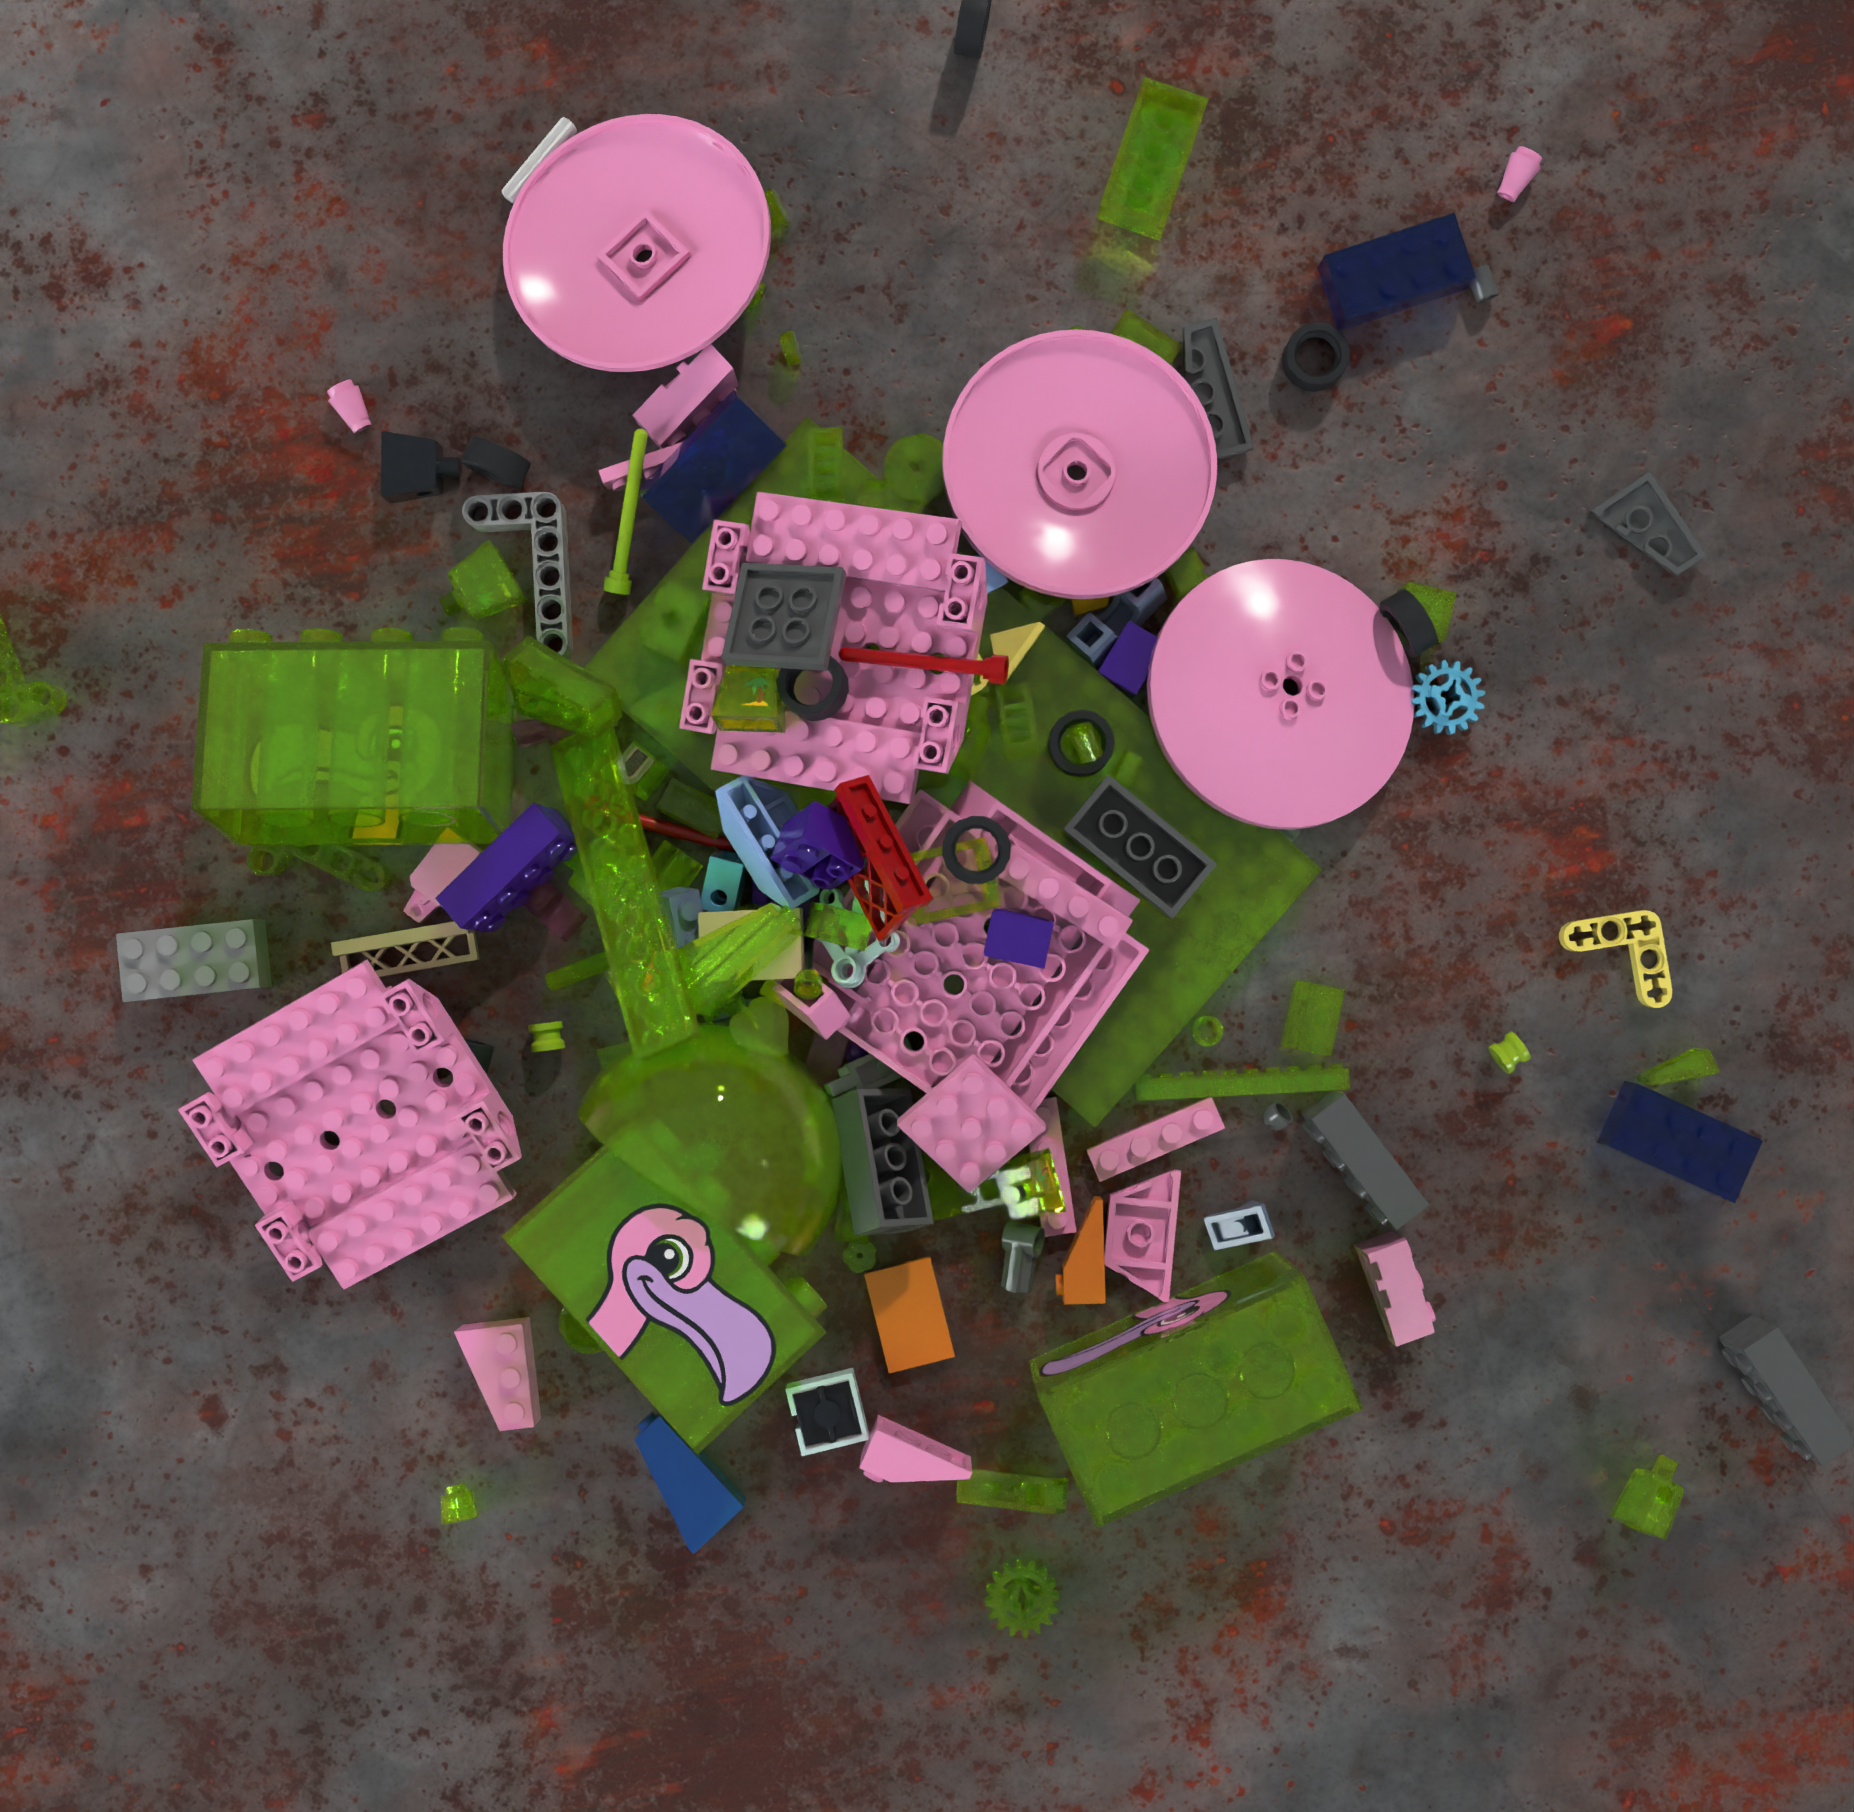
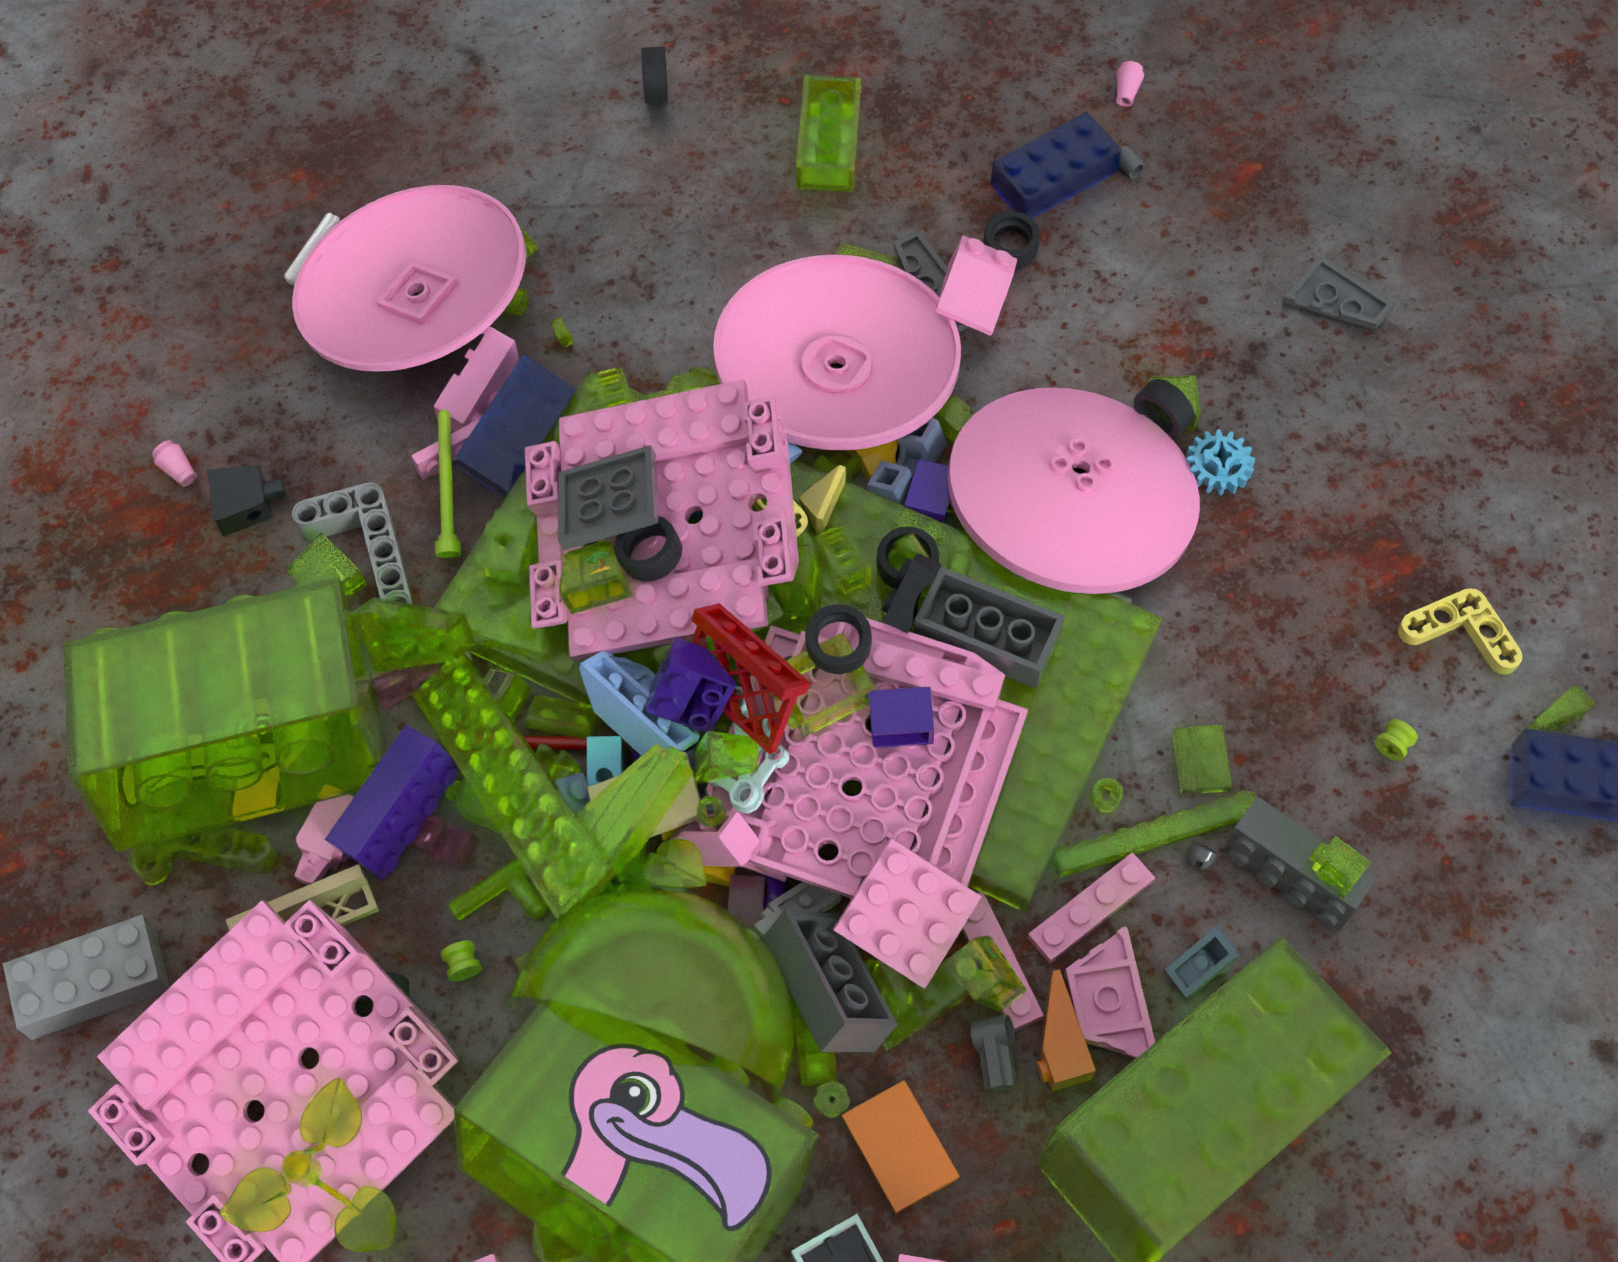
camera: 15 degrees left, 25 degrees down
(328, 1229) = (261, 1199): none -> clear neon green plant
(495, 462) = (315, 470): black tyre -> none
(991, 668) = (807, 487): red piece -> none
(1069, 796) = (903, 603): none -> black brick
(1254, 417) = (976, 284): none -> bright pink slope
(1394, 1190) = (1338, 865): none -> clear neon green brick
(1396, 1287) = (1377, 981): bright pink wedge -> none

